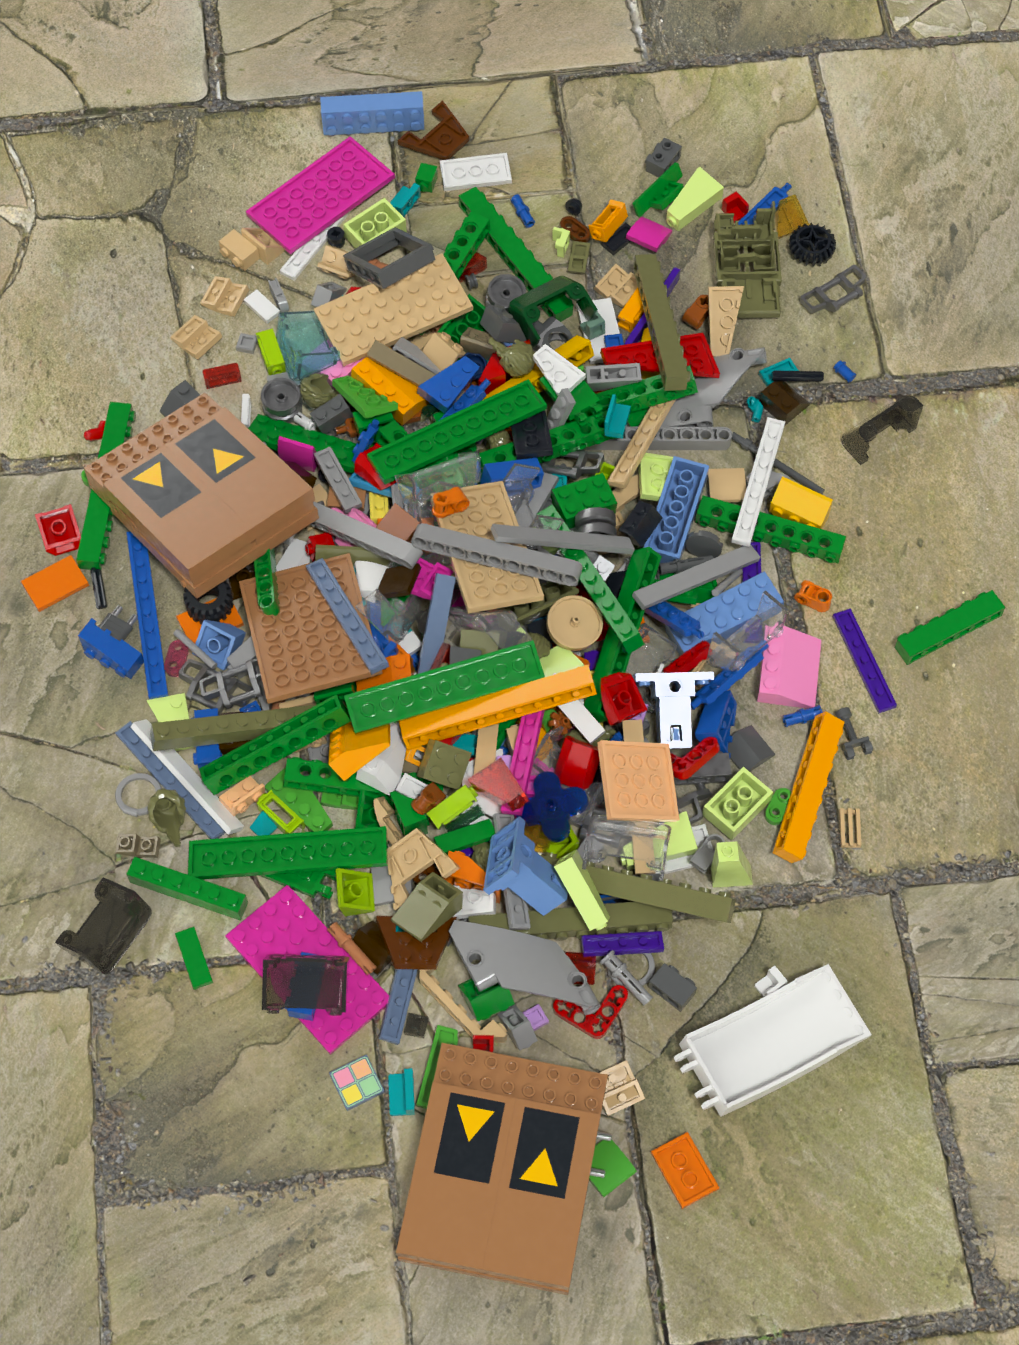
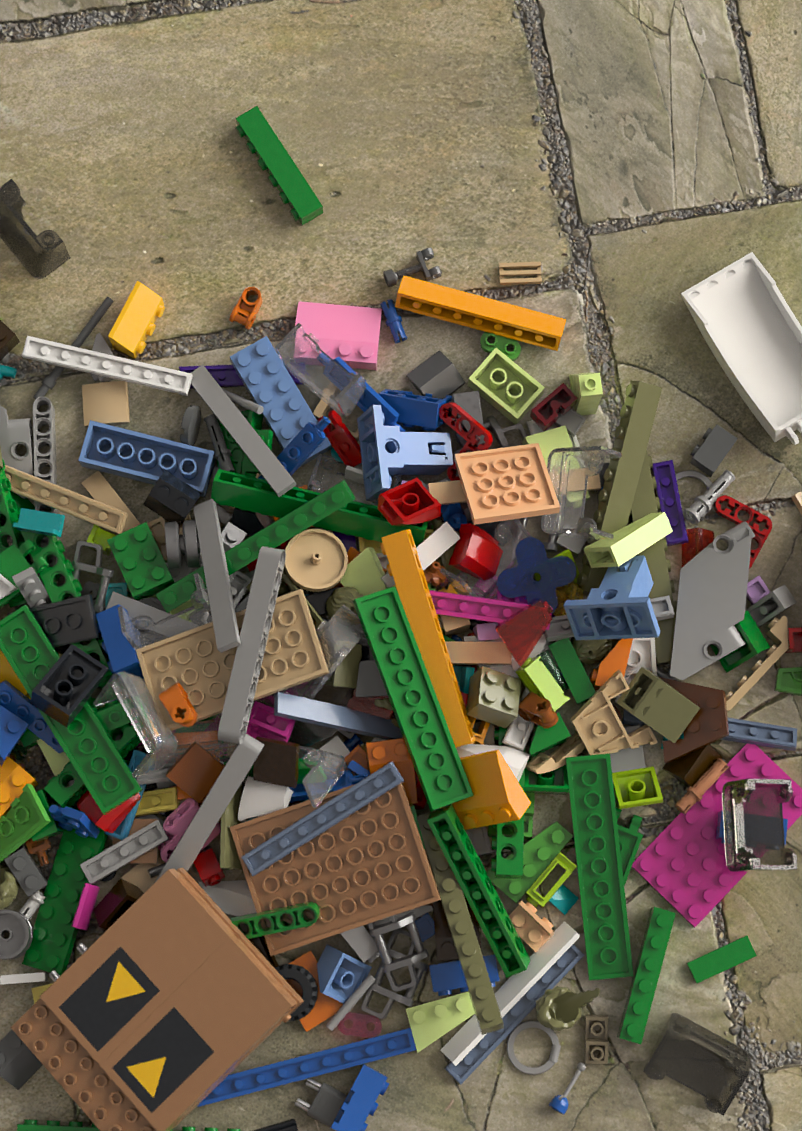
camera: 95 degrees left, 15 degrees up
(87, 811) = (560, 1102): none -> hinge
(416, 1025) = (775, 712): clear smoke tile -> none
(475, 428) = (68, 685): none -> black slope
(652, 475) = (102, 484): yellowish green wing -> none
(711, 830) = (547, 411): none -> dark red brick
(771, 982) = (700, 352): white panel -> none
(779, 526) = (180, 284): green brick -> none
(864, 661) = (321, 256): dark purple tile -> none

